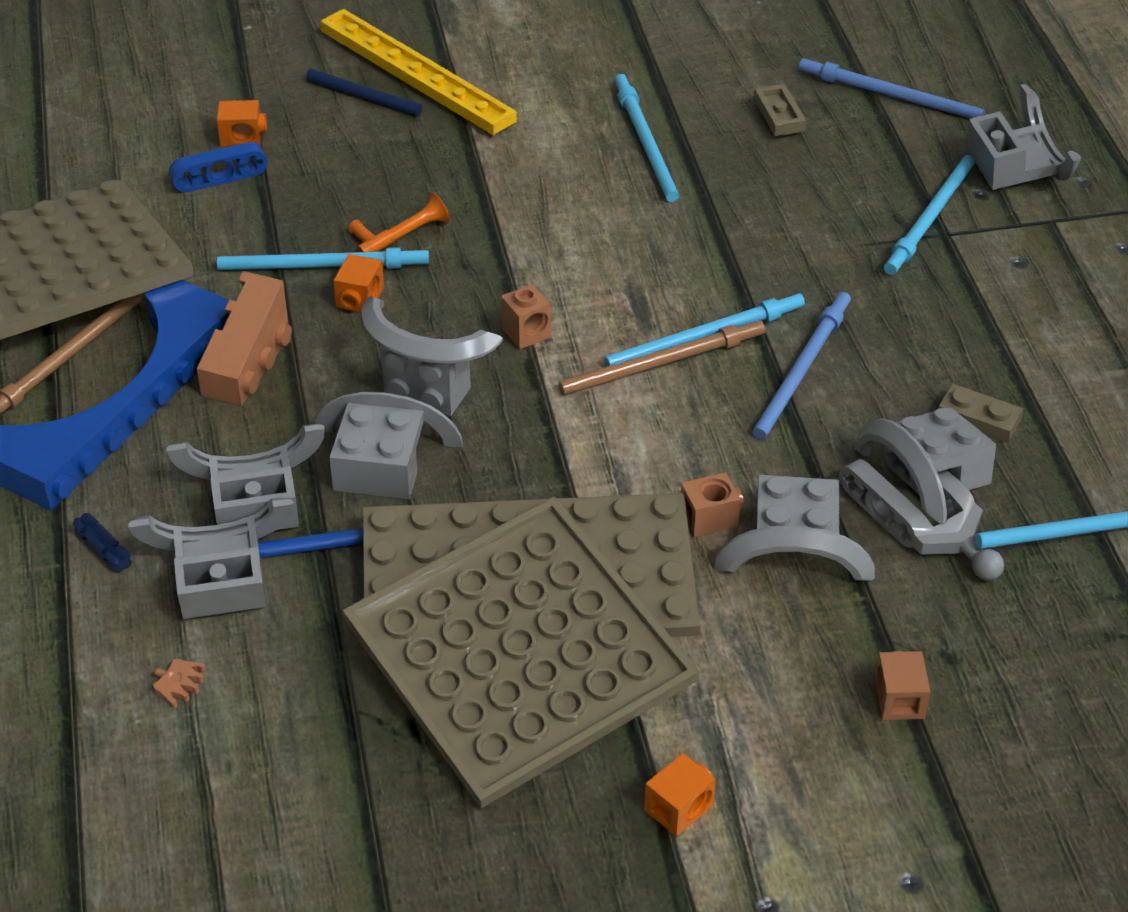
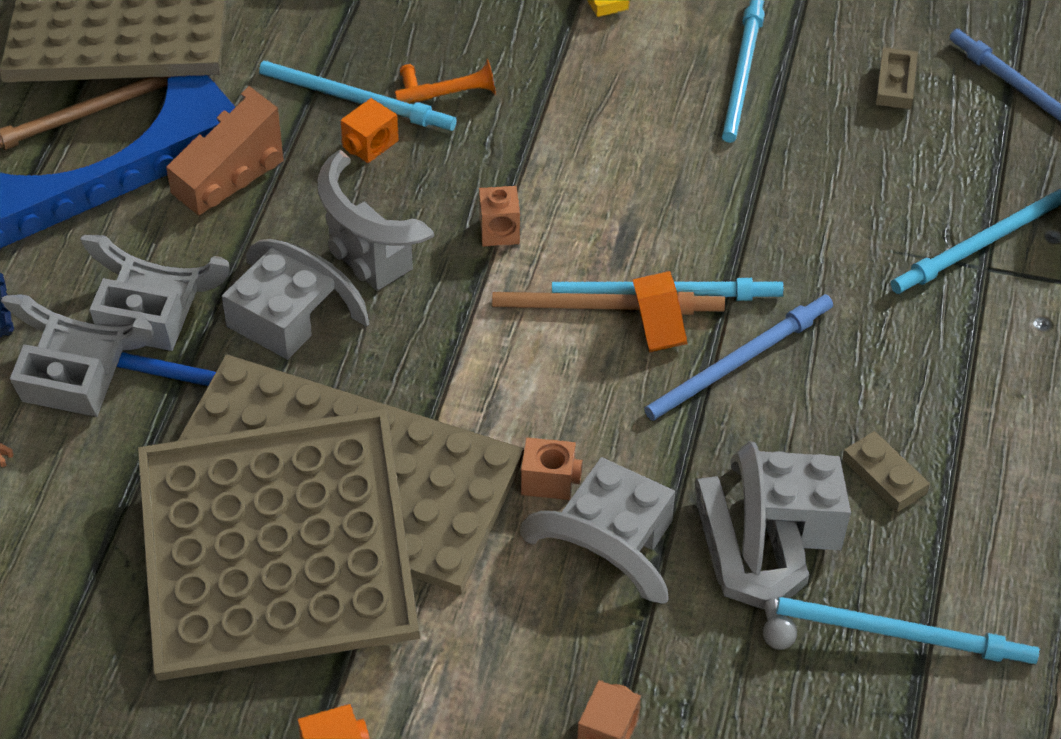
camera: 25 degrees right, 5 degrees up
(717, 346) = (660, 311): none -> orange slope

